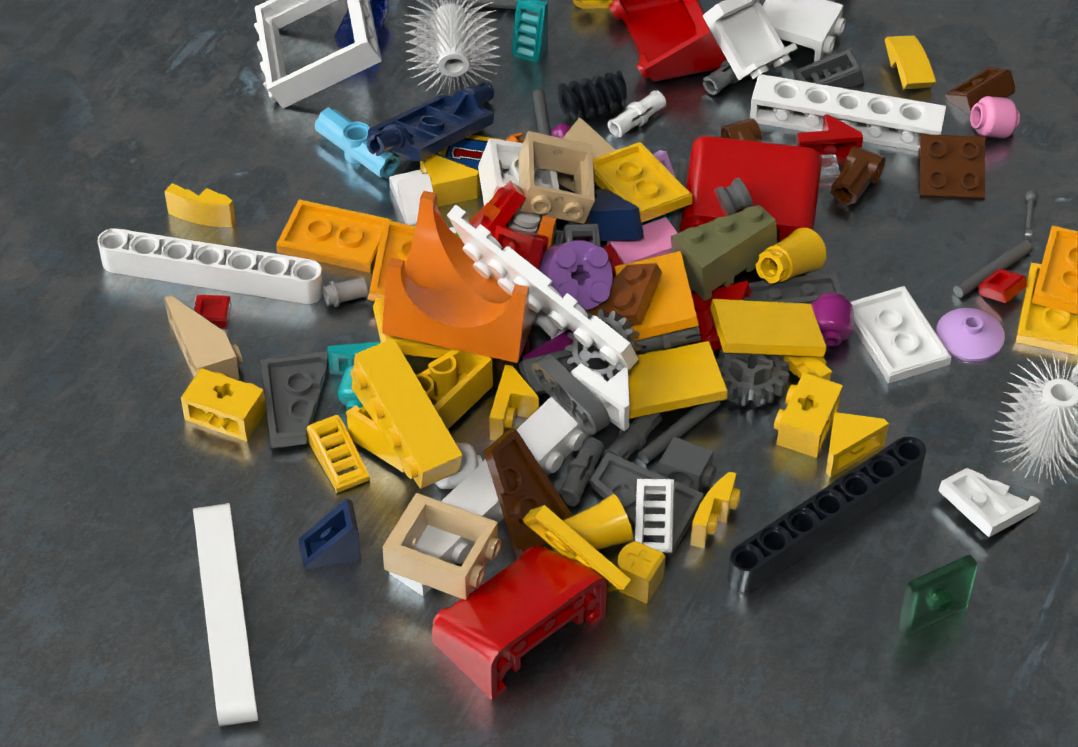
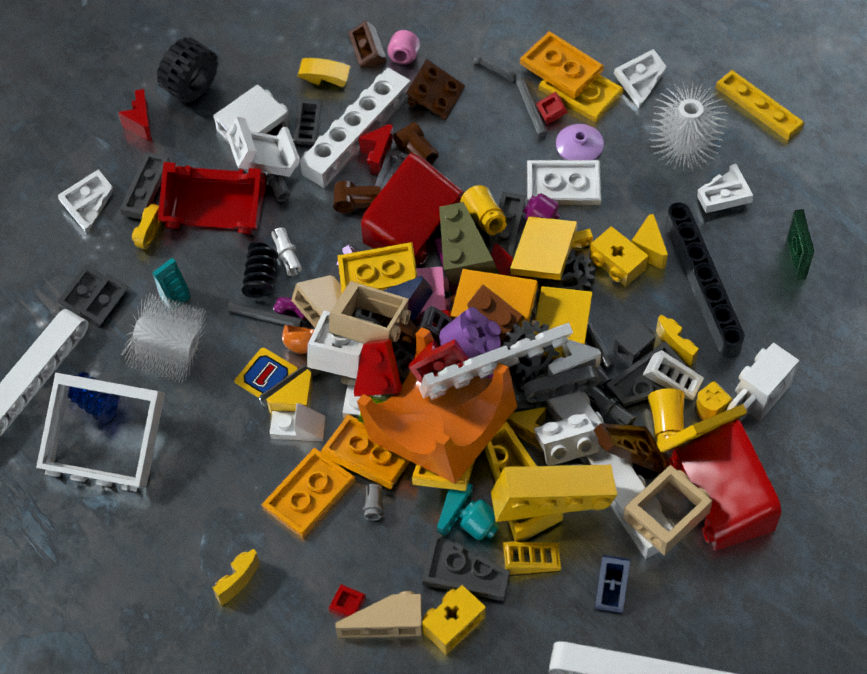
camera: 65 degrees left, 10 degrees up
(211, 266) = (304, 600): white beam -> none
(352, 140) = (239, 438): medium azure piece -> none
(433, 124) = (244, 383): dark blue plate -> none
(490, 414) = (567, 439): none -> white bracket
(686, 609) = (765, 381): none -> white brick
(733, 197) = (427, 218): dark grey wheel -> none

